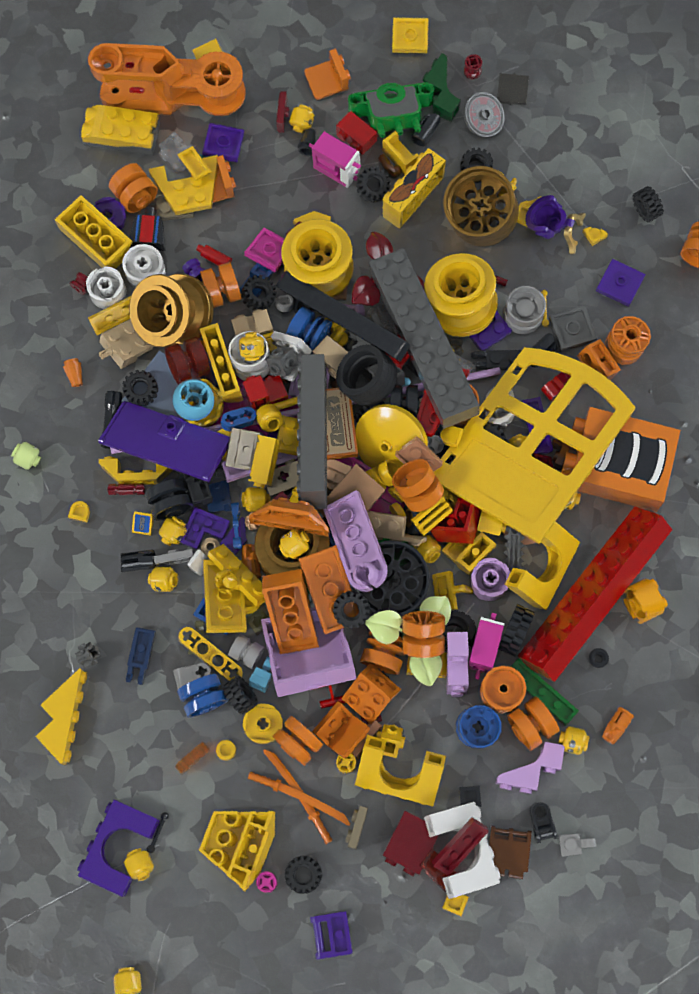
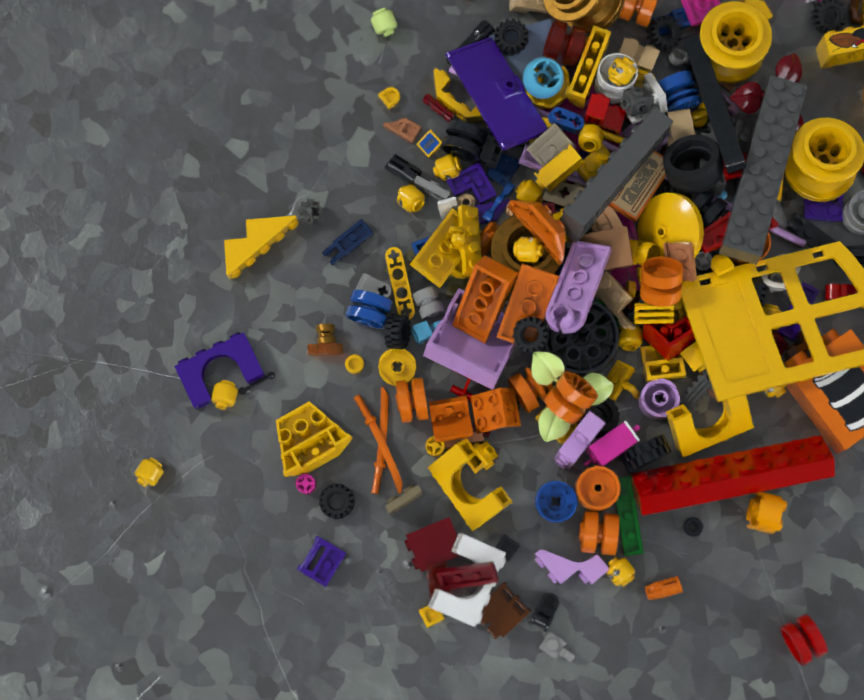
camera: 40 degrees right, 5 degrees up
(111, 528) = (404, 128): none -> nougat tile
(182, 744) = (325, 333): none -> pearl gold wheel

